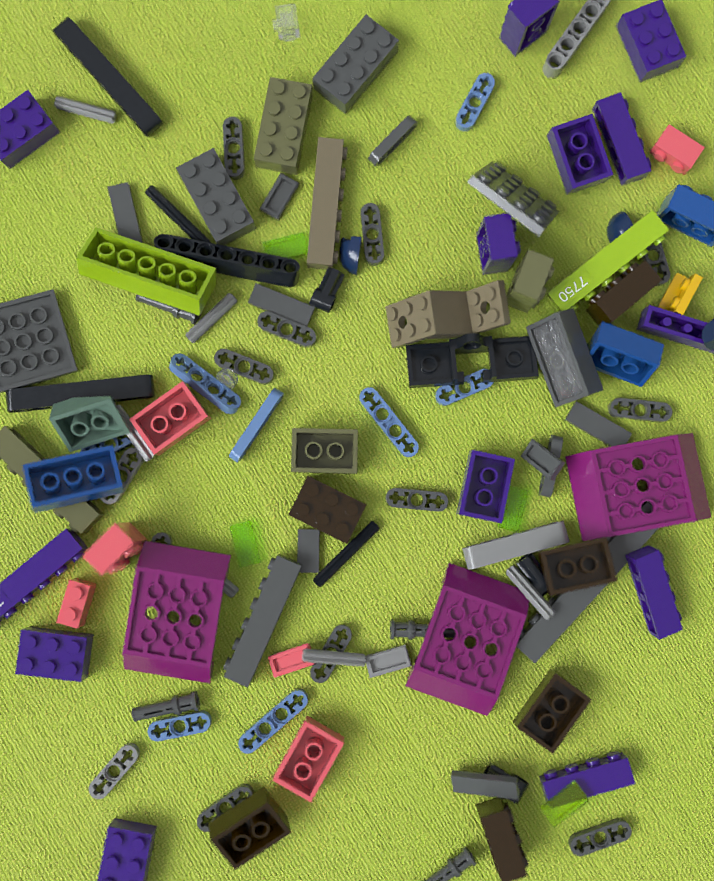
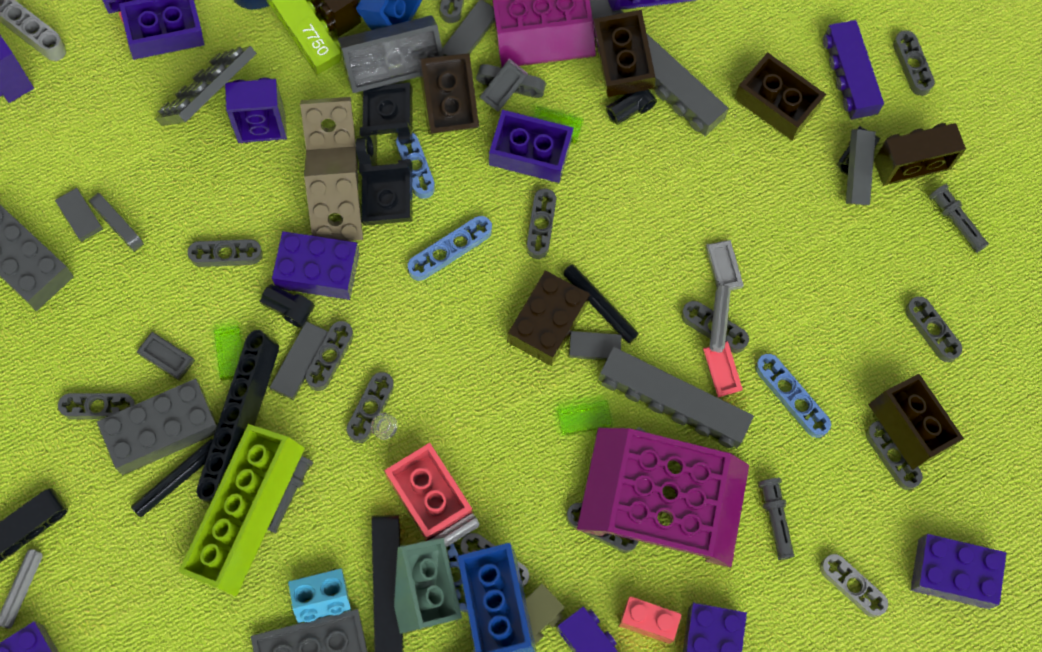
camera: 90 degrees left, 15 degrees down
(90, 338) = (319, 591): none -> medium azure brick
(115, 548) = (585, 557): coral brick -> none
(125, 211) = (159, 543): dark grey tile -> none
(196, 728) = (788, 486): medium blue beam -> none
(206, 382) = (385, 450): medium blue beam -> none
(211, 318) = (312, 450): light grey axle -> none
(256, 425) = (443, 395): medium blue beam -> none
(283, 126) = (79, 342): olive brick -> none
(308, 758) = (835, 353): coral brick -> none
(323, 850) = (916, 319): none -> dark grey beam
(324, 451) = (479, 315): olive brick -> none
(325, 203) = (181, 300): dark tan brick -> none
(349, 253) = (246, 277): dark blue brick -> none
(363, 310) = (316, 265): none -> dark purple brick
(399, 109) = (78, 214): none -> dark grey tile
(410, 632) = (689, 235): dark grey pin -> none
(475, 111) = (77, 123): medium blue beam -> none
(477, 608) = (734, 192): magenta slope -> none
(515, 545) = (597, 123): light grey beam -> none
(527, 410) = (448, 93): none -> dark brown brick
(529, 280) = (301, 76): olive brick -> none
(530, 592) = (650, 108): light grey axle -> none
(564, 803) = (878, 87): clear neon green tile -> none

